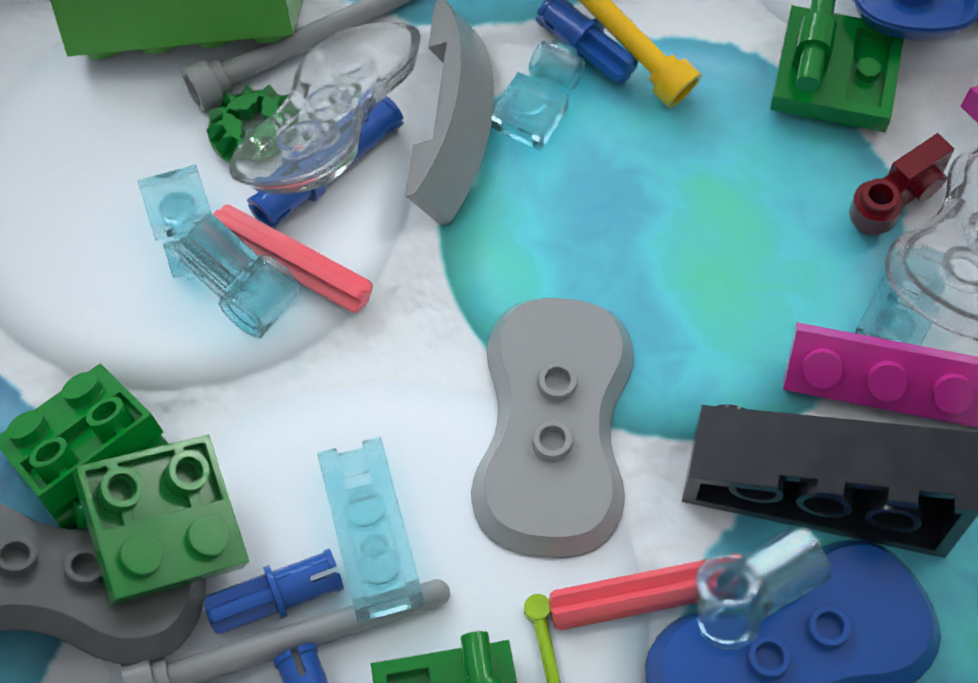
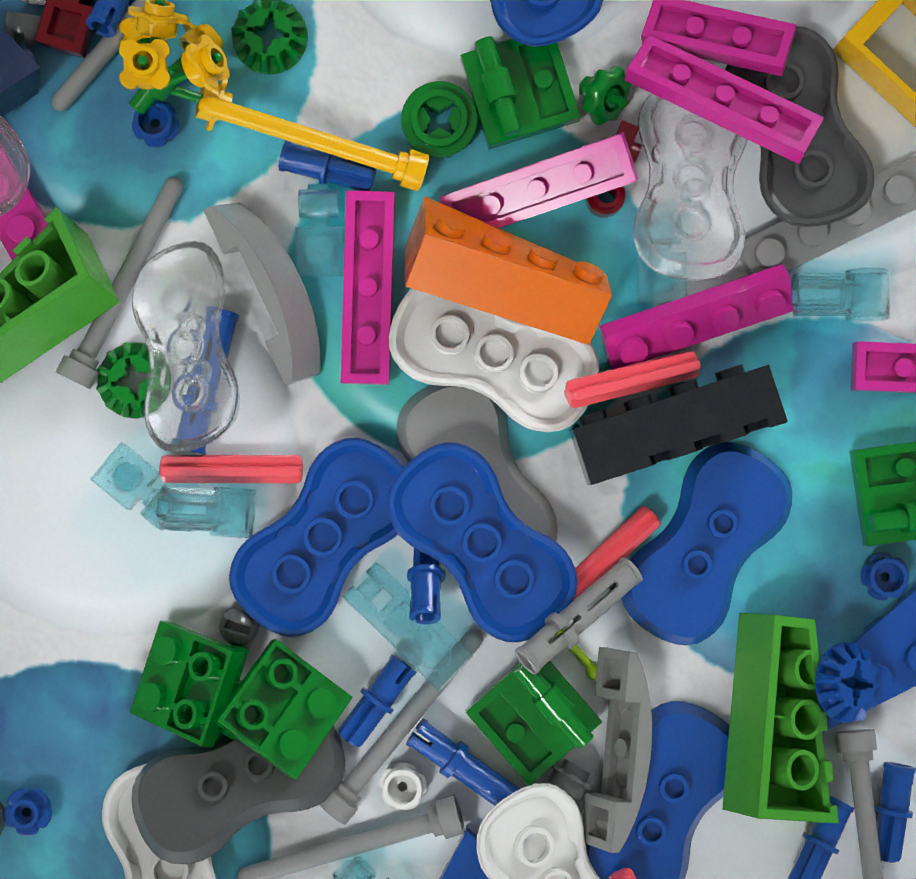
camera: 30 degrees left, 25 degrees up
(190, 408) = (238, 616): none -> dark grey hinge
(287, 389) = (297, 566): none -> blue plate
(425, 477) = (425, 588): none -> blue axle
(525, 519) = (456, 513): none -> blue plate
(554, 166) = (367, 287): none -> dark pink plate
(559, 616) = (538, 651): none -> light grey pin
(682, 327) = (492, 355): none -> white plate
(717, 210) = (503, 274): none -> orange wedge
(744, 590) = (671, 523): clear light blue piece -> none
(746, 42) = (439, 97): none -> green gear
(789, 391) = (631, 379): none -> coral axle
(809, 151) = (548, 183): none -> plate
(931, 111) = (605, 94): none -> green piece

